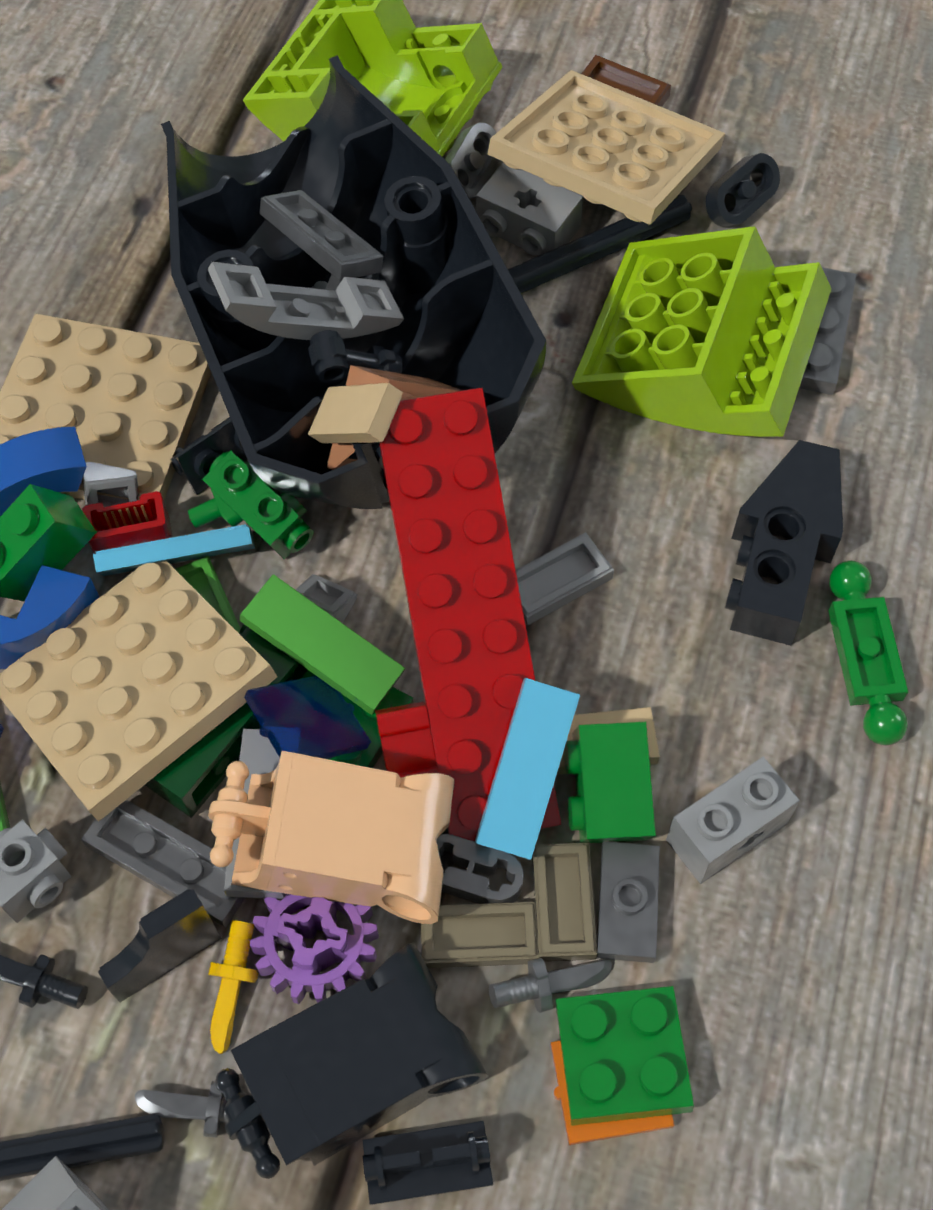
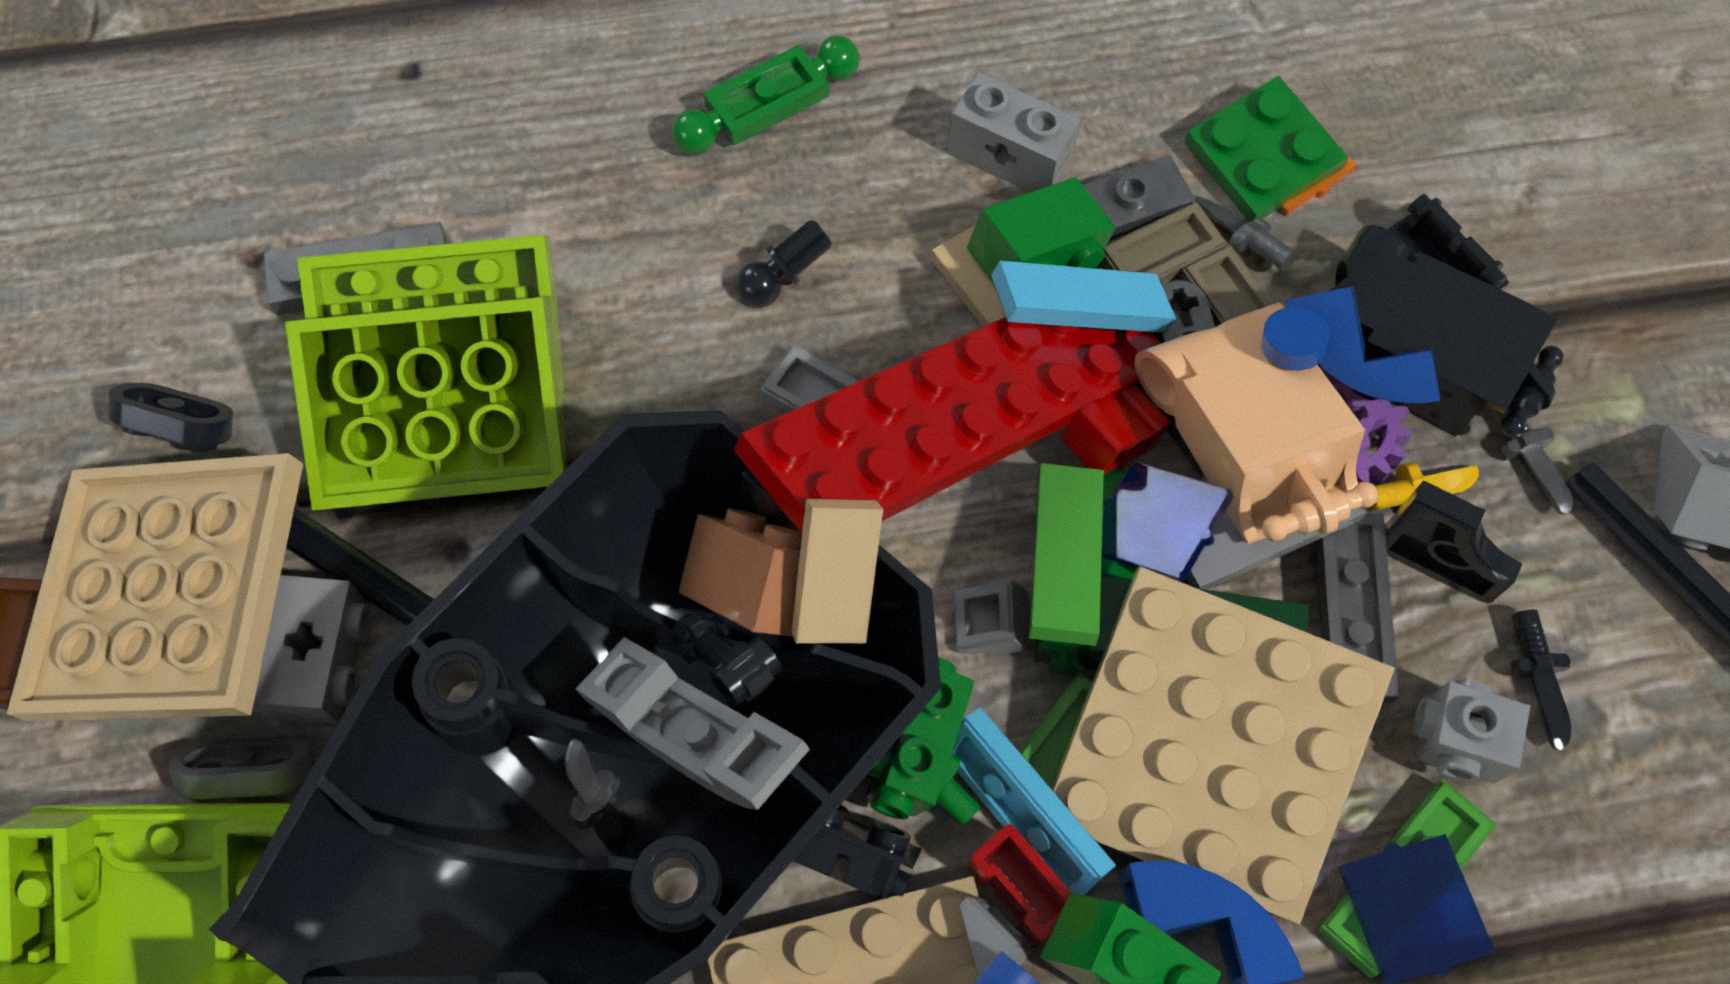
camera: 120 degrees left, 5 degrees up
(321, 235) = (533, 813): flat silver tile -> none
(367, 936) = (1395, 378): none -> blue brick
(377, 870) = (1295, 338): none -> blue tile
(690, 592) = (760, 282): none -> black axle
(803, 505) = (624, 197): black brick -> none

